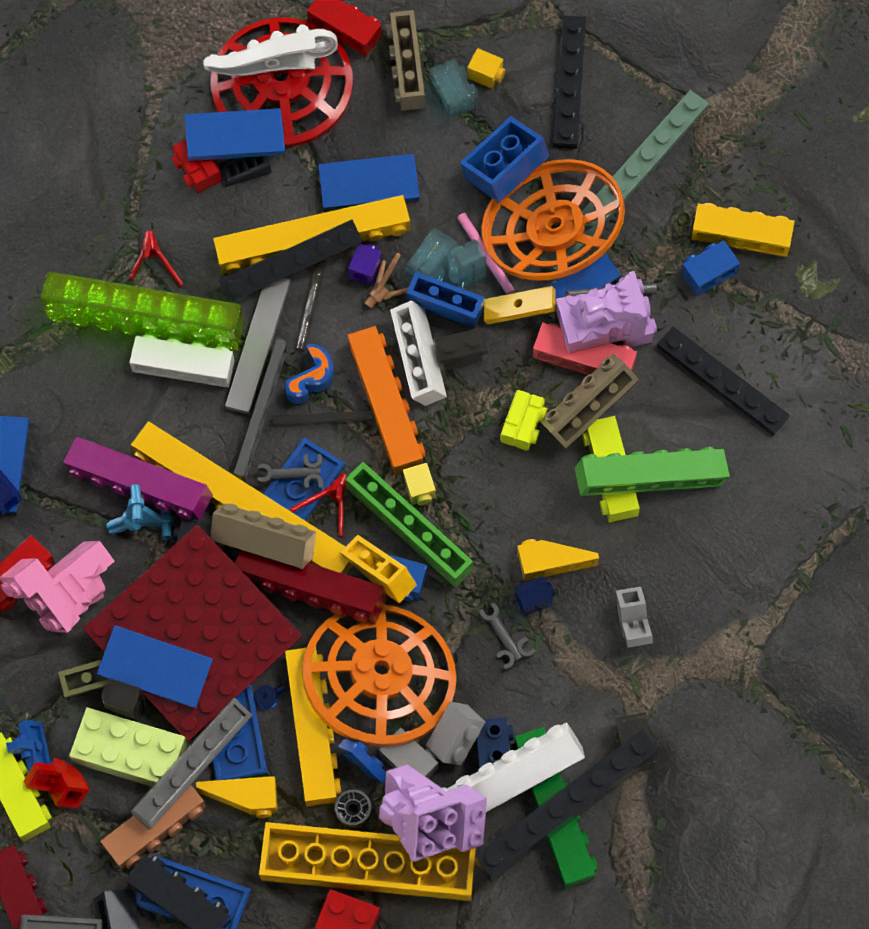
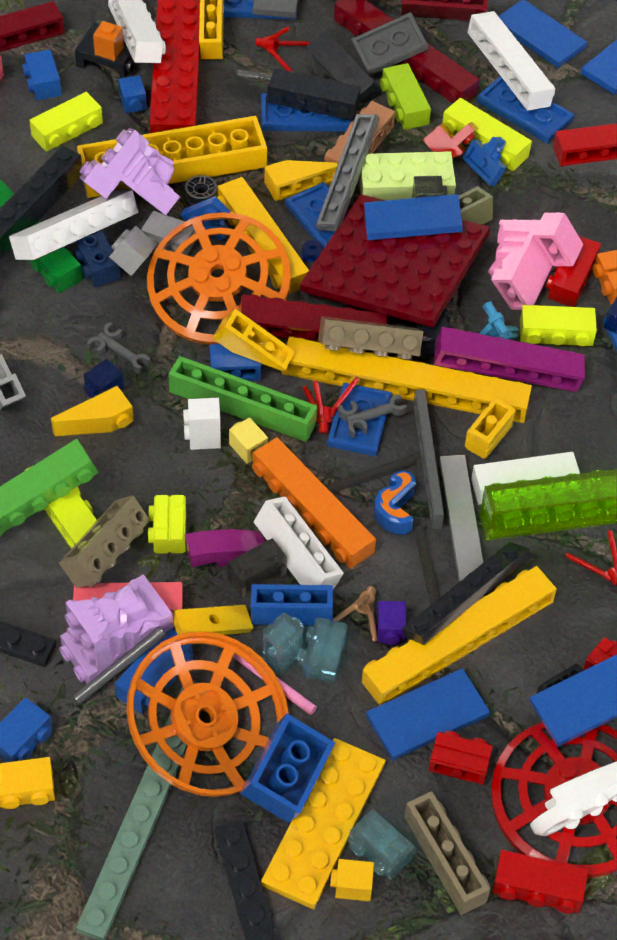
camera: 155 degrees right, 15 degrees down
(66, 514) = (557, 325): none -> neon yellow brick
(74, 874) = (405, 96): none -> lime brick
(191, 415) = (490, 428): none -> yellow brick
(360, 133) = (460, 757): none -> red brick
(457, 503) = (202, 423): none -> white brick
(481, 380) = (220, 545): none -> magenta slope
(518, 95) = (323, 826): none -> yellow plate

